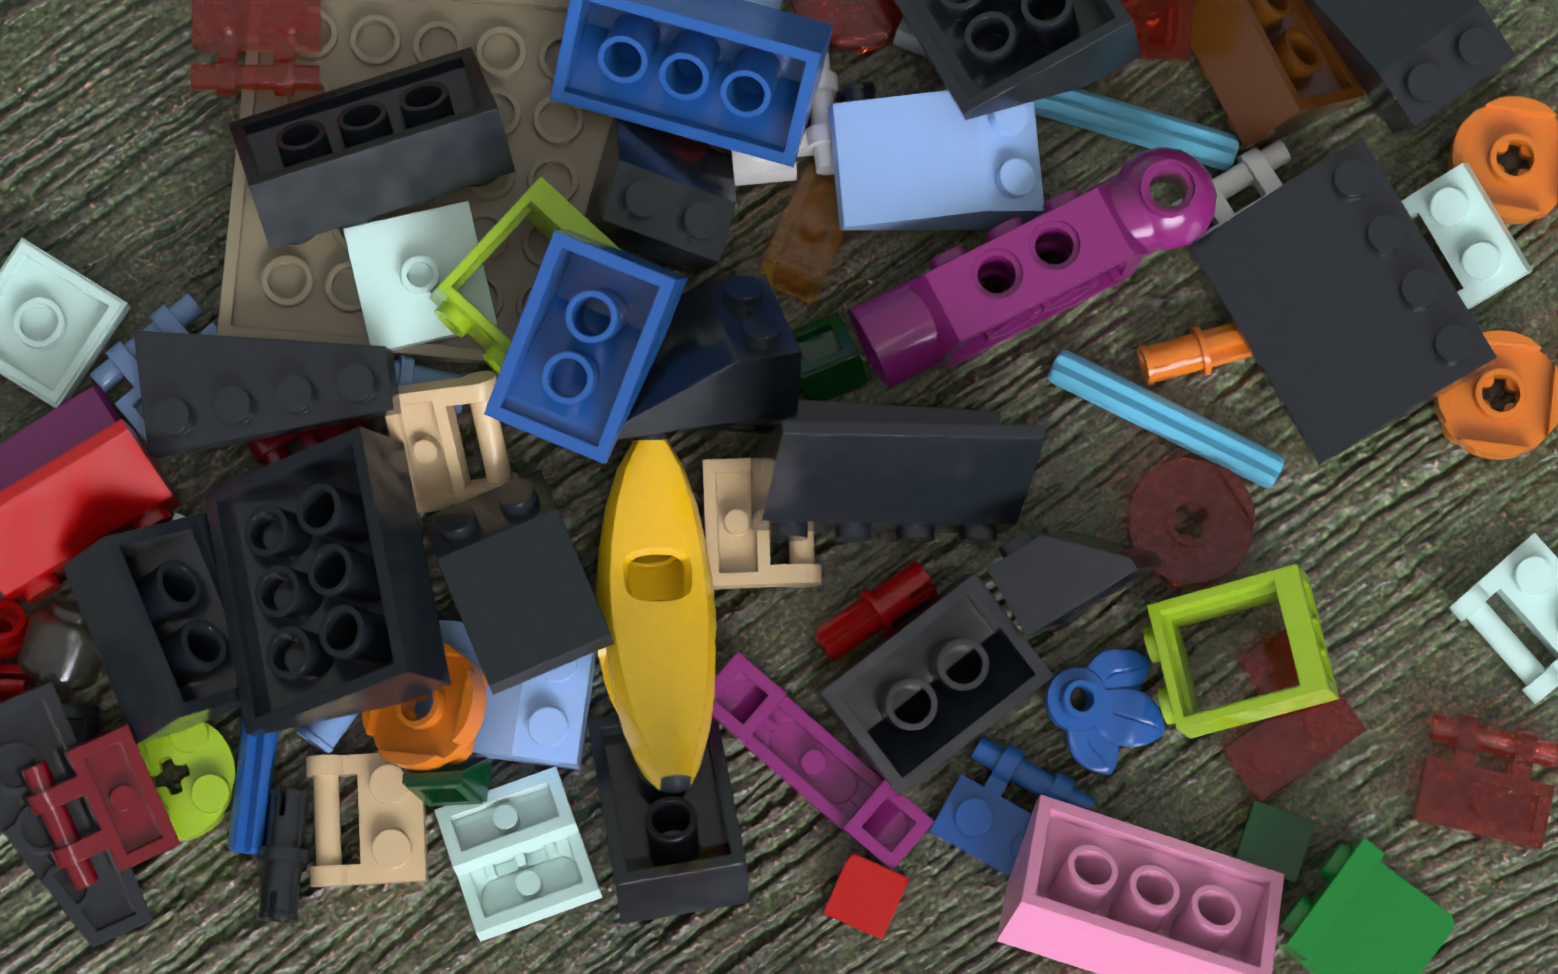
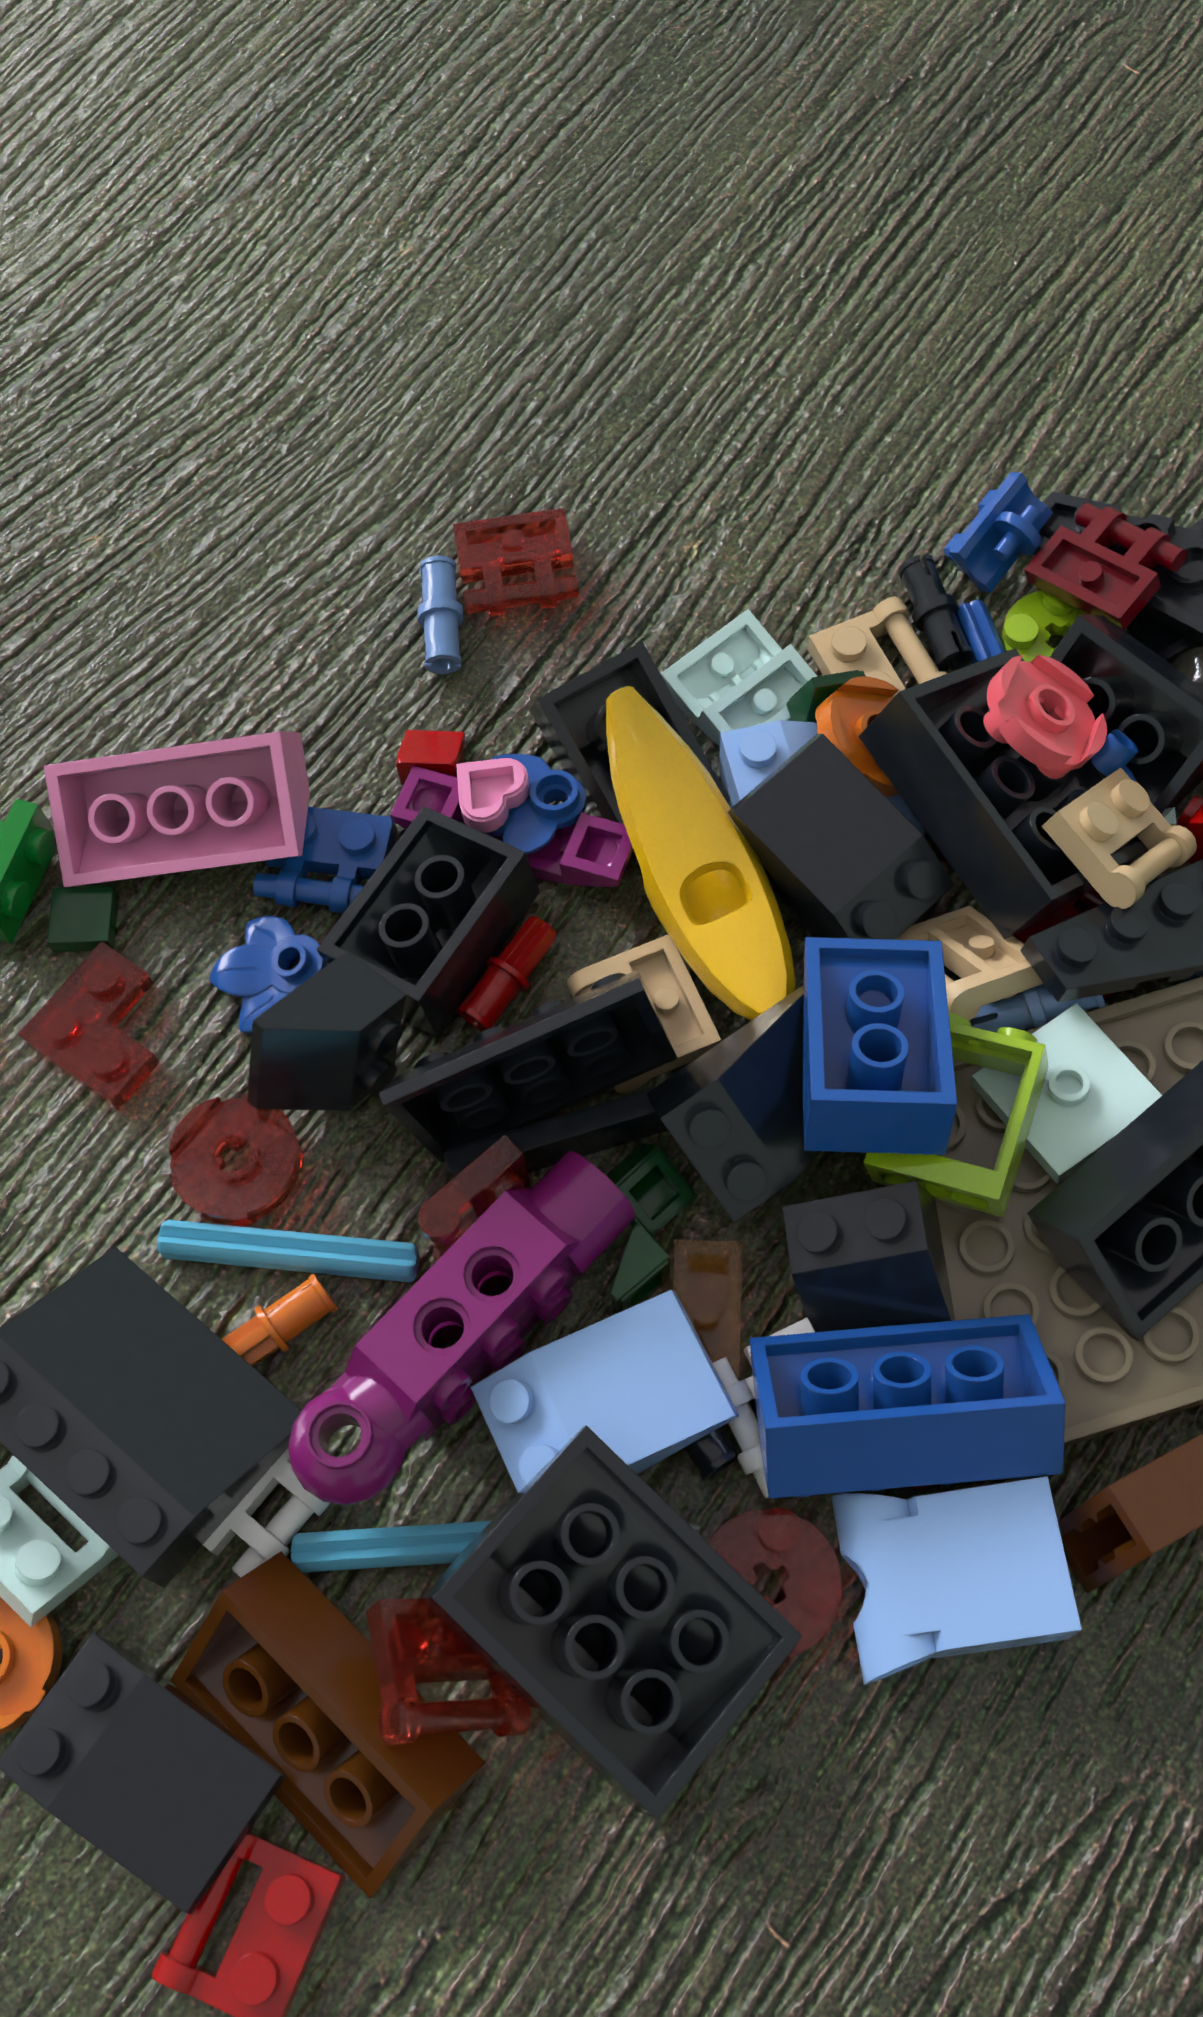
camera: 165 degrees right, 15 degrees down
(174, 908) = (999, 533): none -> blue hips
(211, 576) = (1115, 754): none -> blue hand
(266, 500) = (1104, 822): none -> tan plate
(295, 633) = (1052, 740): none -> coral plate
(803, 782) = (535, 821): none -> blue plate
(827, 799) = (489, 791): none -> bright pink tile
(861, 272) = (641, 1271): none -> dark green slope
(974, 375) = (472, 1193): none -> clear red plate
(1304, 632) = (68, 1033): lime window -> none

